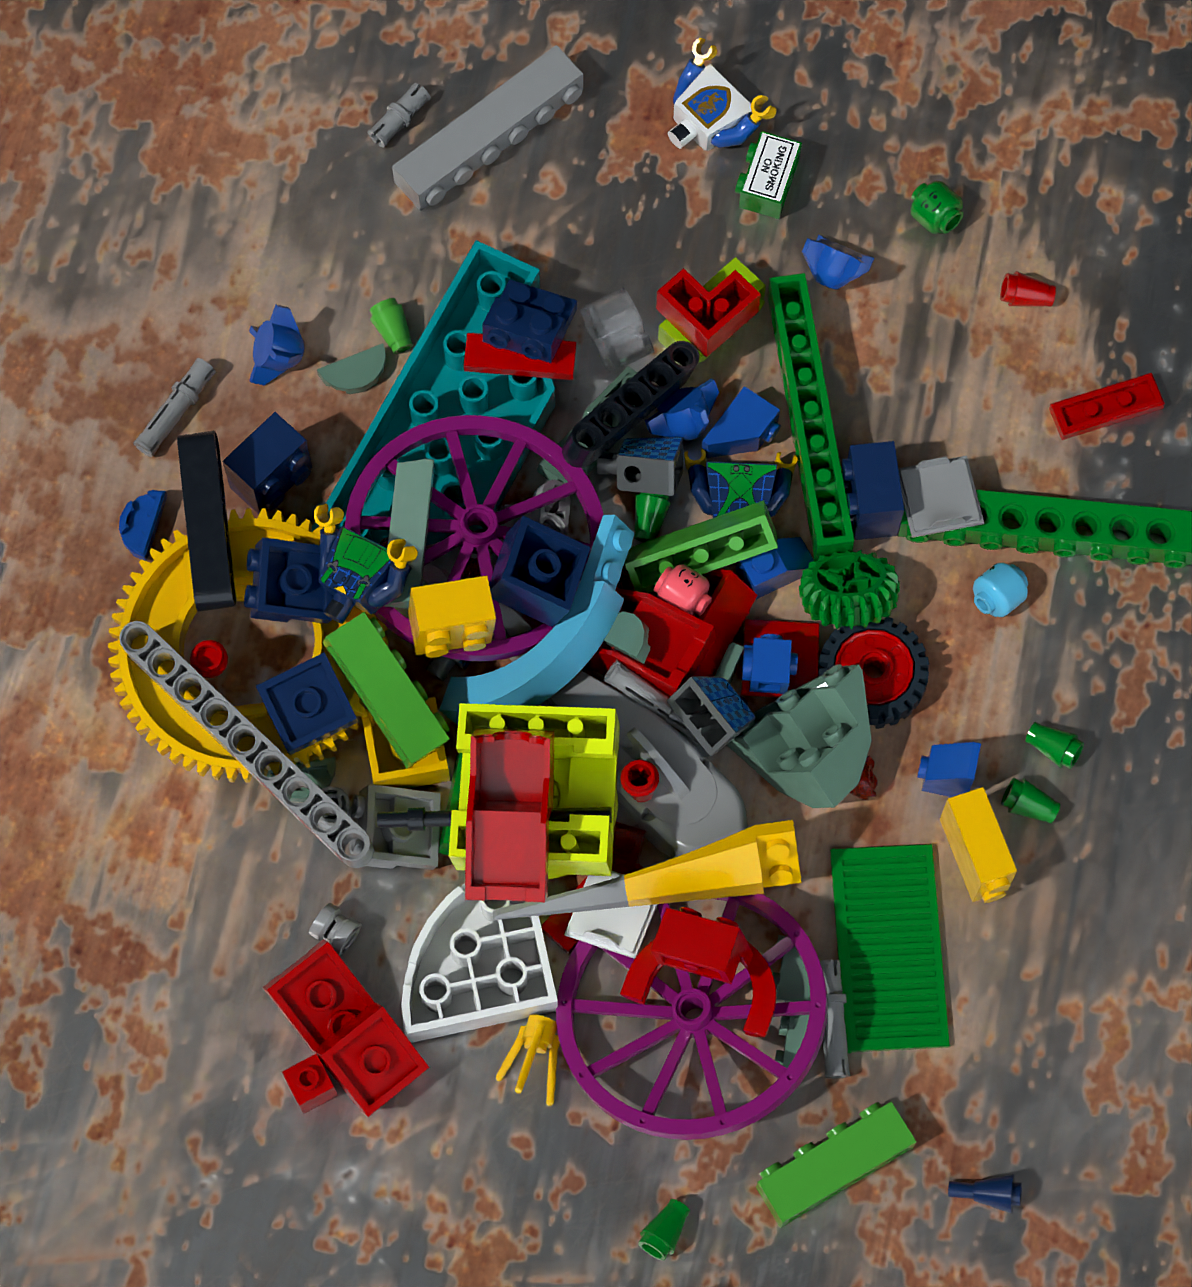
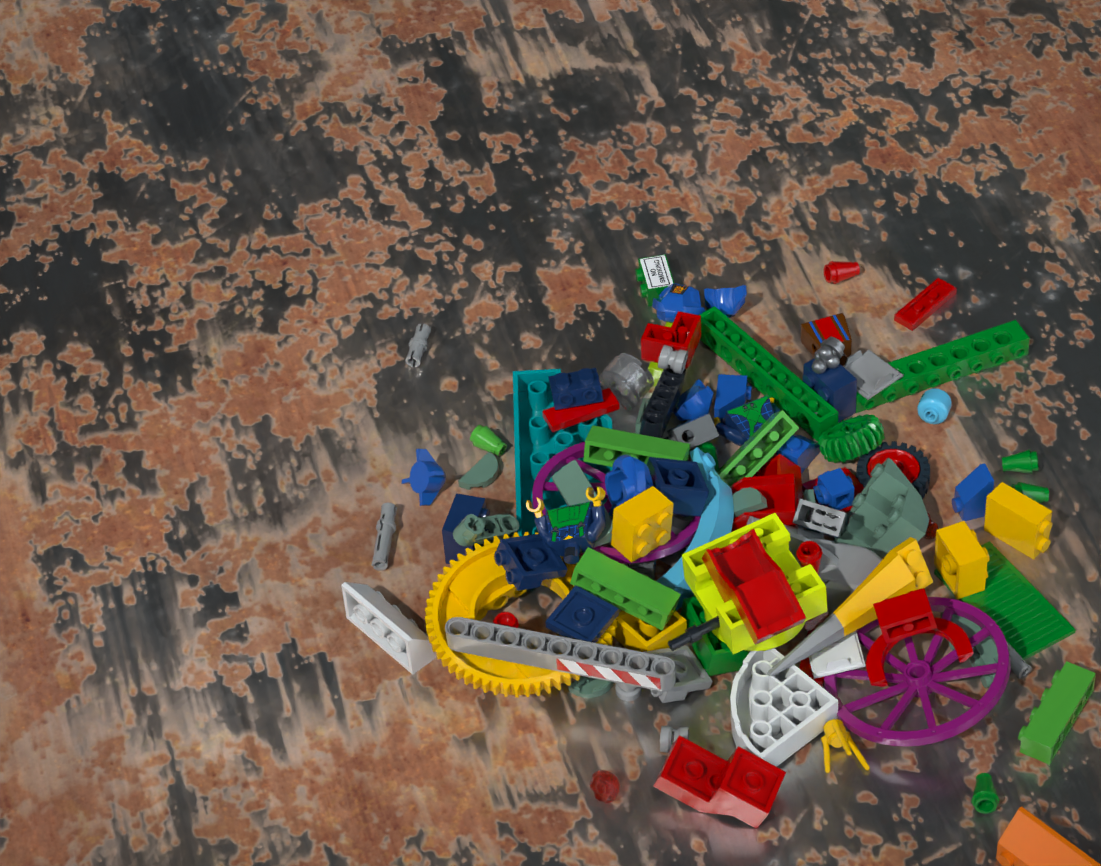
camera: 25 degrees left, 25 degrees down
(90, 552) = (387, 626): none -> white slope
(140, 522) = (405, 599): blue plate -> none
(206, 521) = (457, 556): black beam -> none
(211, 949) = (605, 786): none -> clear red plate
(260, 489) = (472, 528): none -> sand green beam
(309, 1083) = (717, 821): red brick -> none
(468, 546) = (626, 480): none -> blue helmet
(488, 128) = (476, 328): light grey brick -> none
(530, 478) = (607, 444): none -> bright green brick
(683, 345) = (674, 359): none -> light grey wheel
(684, 589) = (760, 467): coral head -> none
(711, 108) = (601, 265): torso -> none
(762, 243) = (675, 299): none -> blue helmet
(859, 868) = (961, 559): none -> yellow brick
(883, 455) = (828, 355): none -> flat silver piece
(933, 401) = (818, 330): none -> reddish brown torso
(936, 207) = (762, 254): green head -> none

